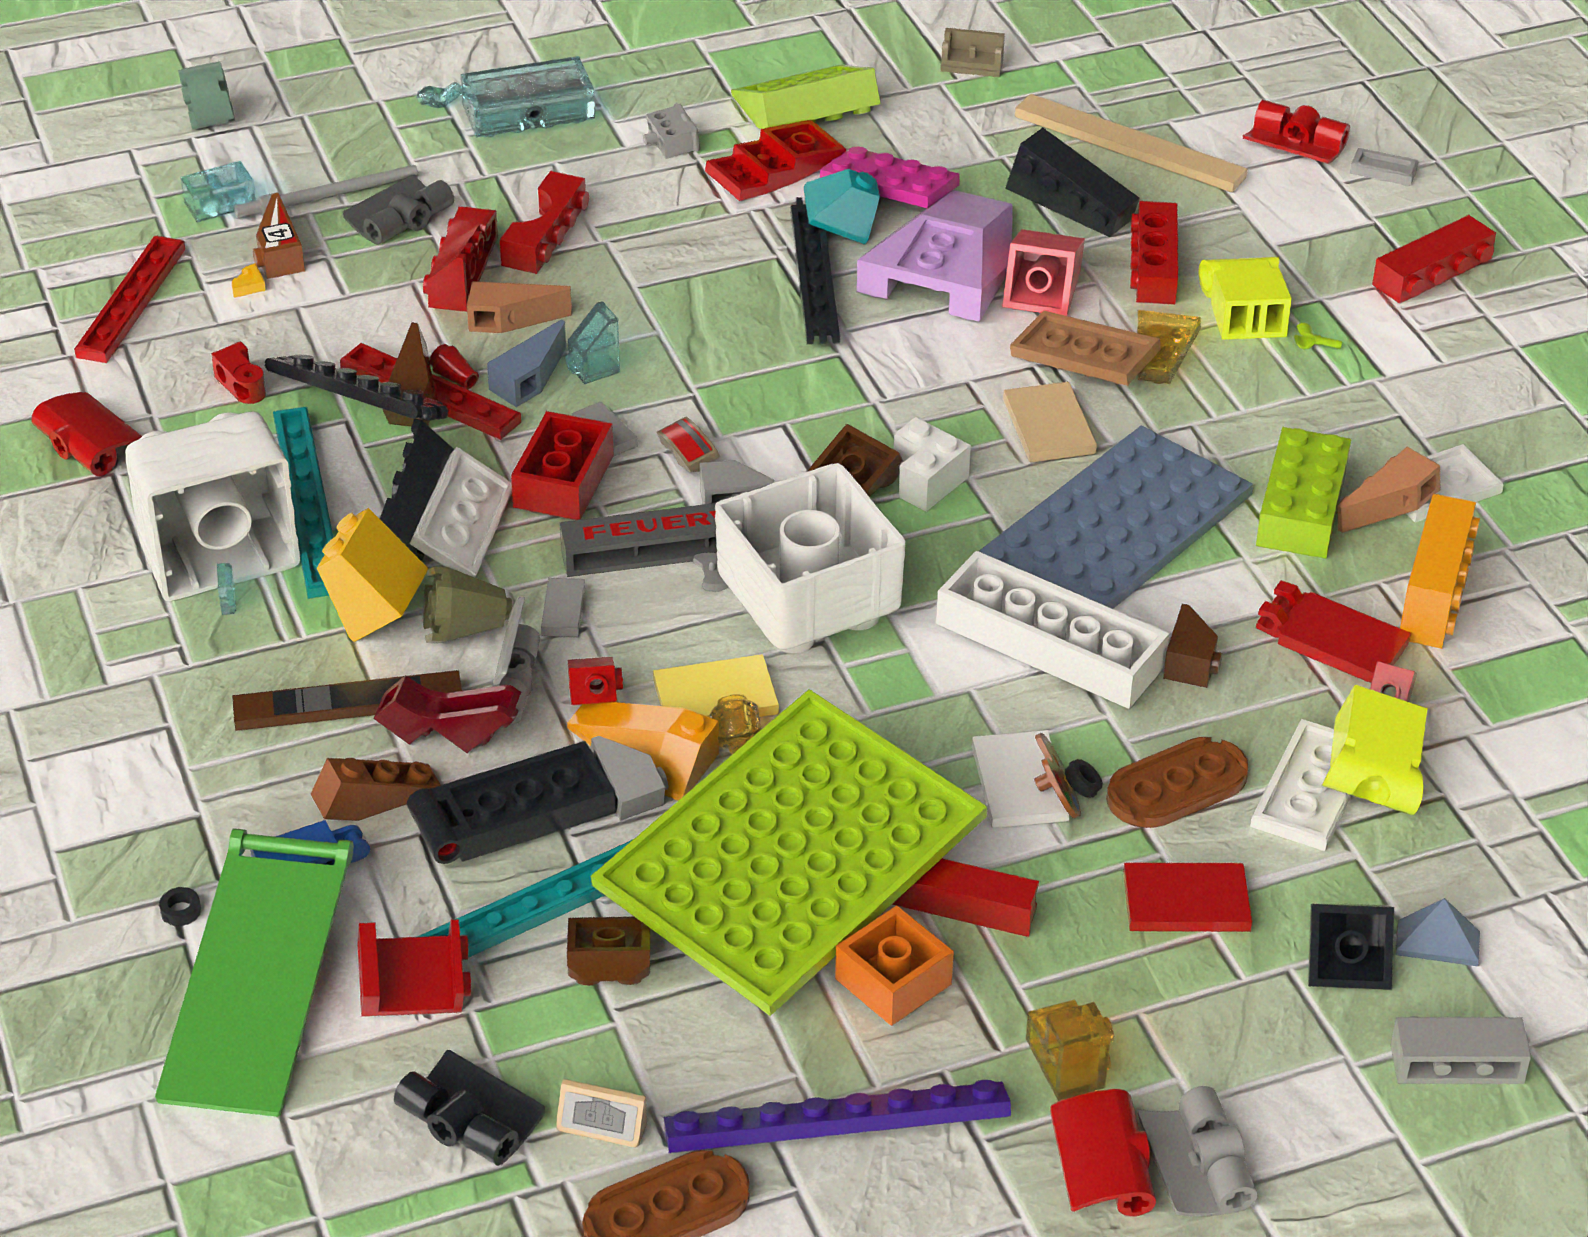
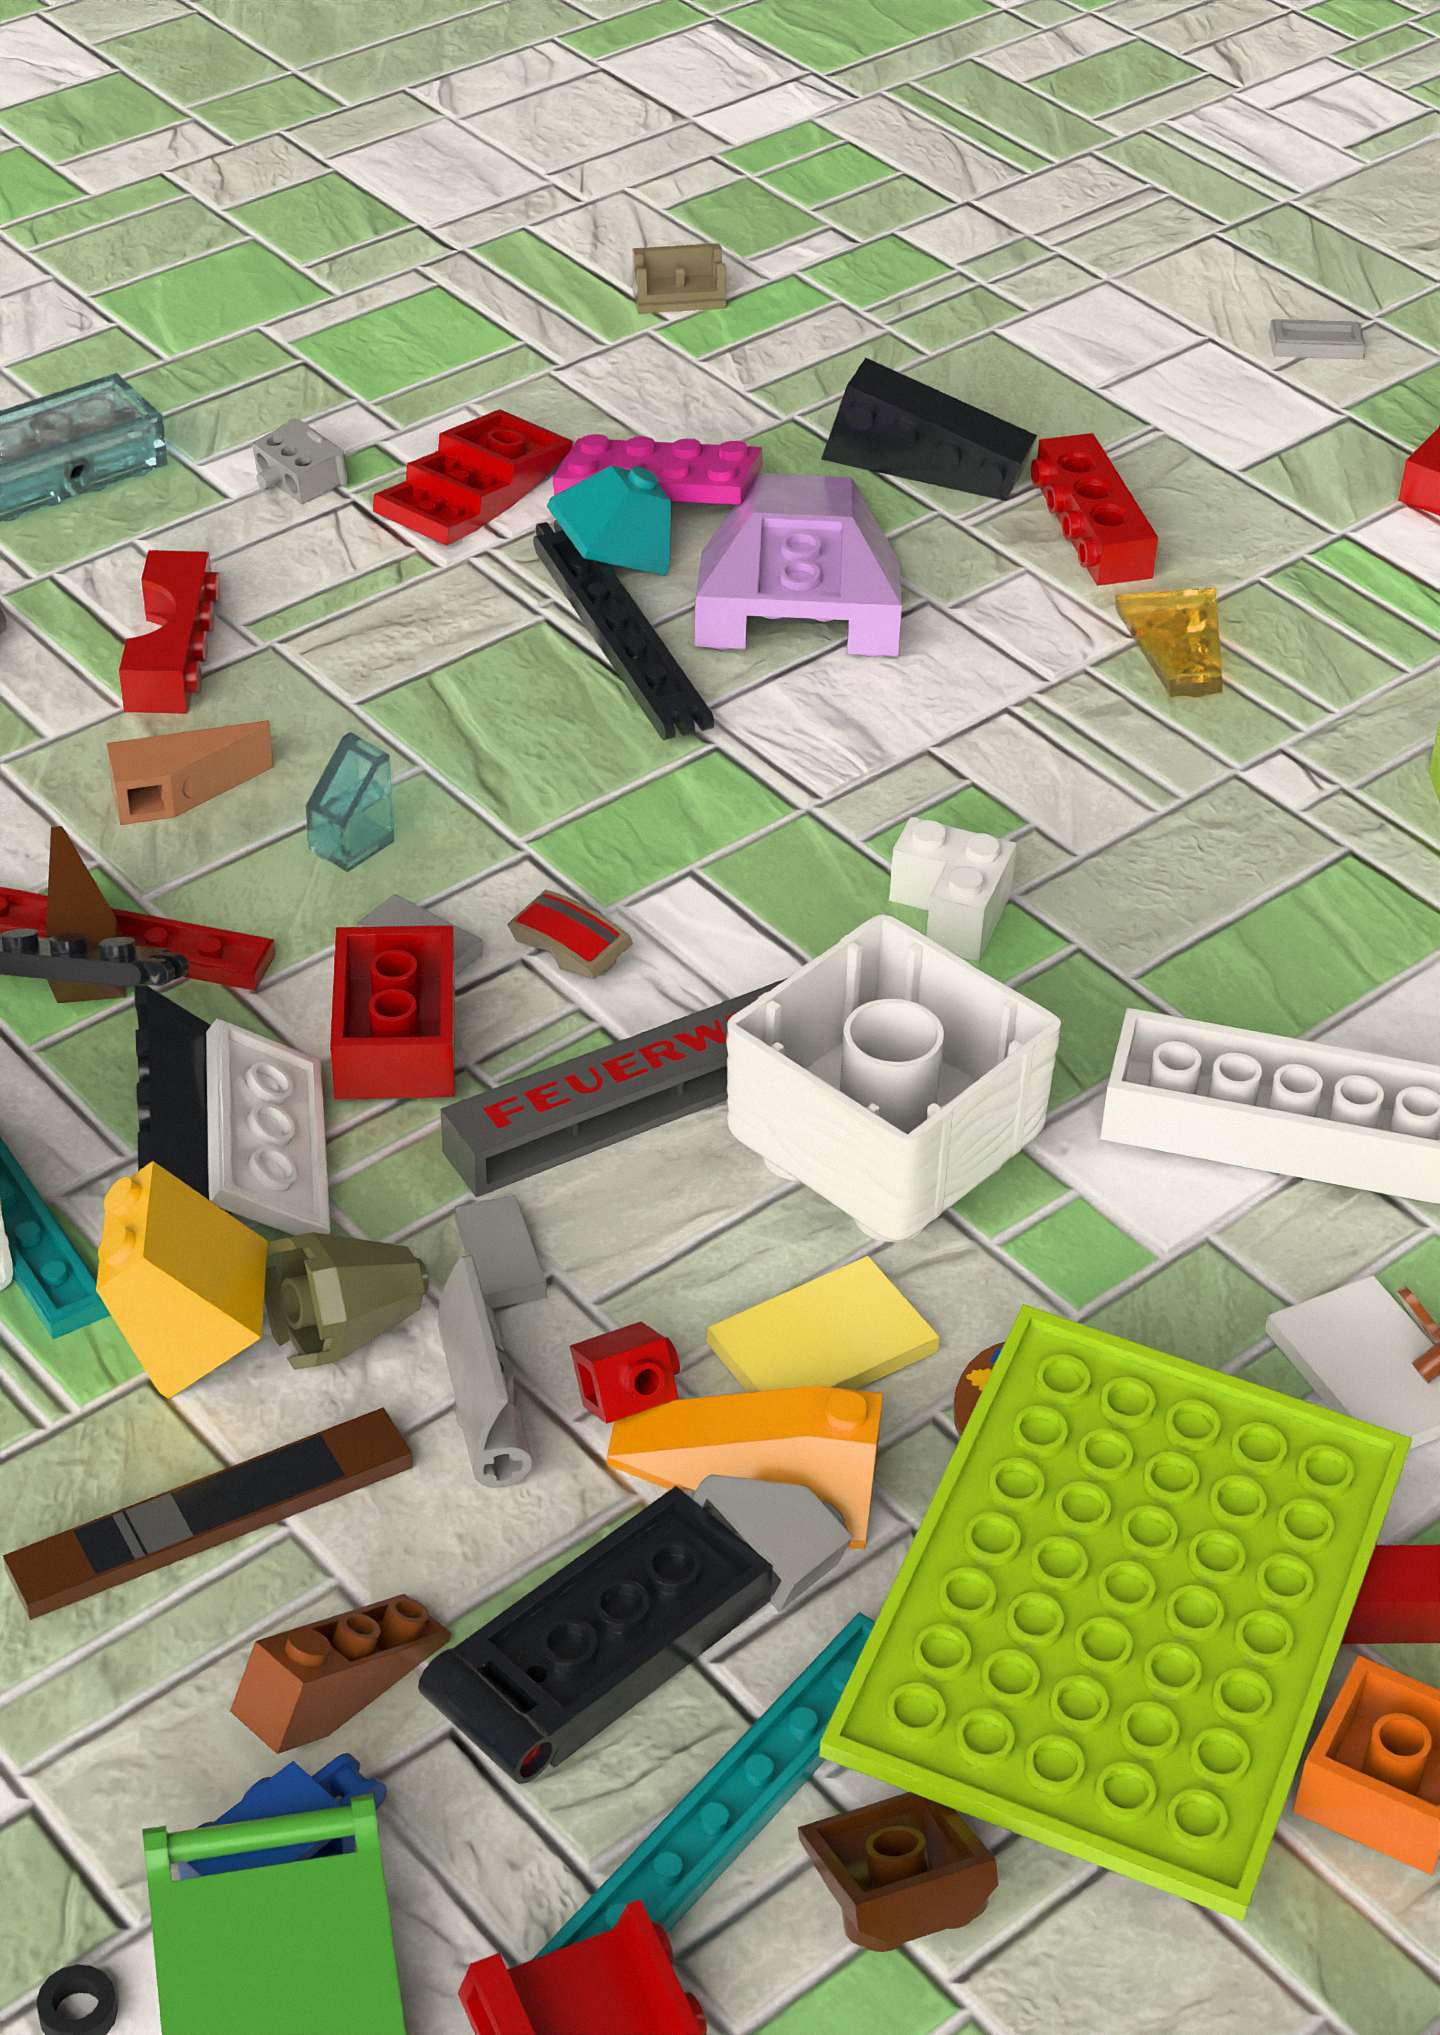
camera: 20 degrees left, 0 degrees up
(453, 366) = (131, 886): red cone -> none
(460, 716) = (437, 1495): dark red arch -> none
(461, 258) = (61, 713): red wedge -> none
(528, 366) = (246, 869): sand blue slope -> none
(712, 579) = (701, 1119): light grey piece -> none
(728, 479) = (674, 983): light grey slope -> none
(737, 721) = (906, 1382): clear yellow head -> none
(810, 96) = (478, 376): lime slope -> none
(864, 457) = (837, 898): reddish brown slope -> none
(1042, 271) = (957, 566): coral slope -> none
(1049, 422) = (1084, 784): tan tile -> none
(1085, 347) = (1082, 663): medium nougat plate -> none
(1121, 518) = (1269, 910): sand blue plate -> none
(1131, 143) = (964, 365): tan tile -> none
(1247, 296) = (1257, 546): neon yellow piece -> none
(1298, 131) = (1180, 310): red panel -> none
(1309, 338) = (1369, 590): lime hand -> none

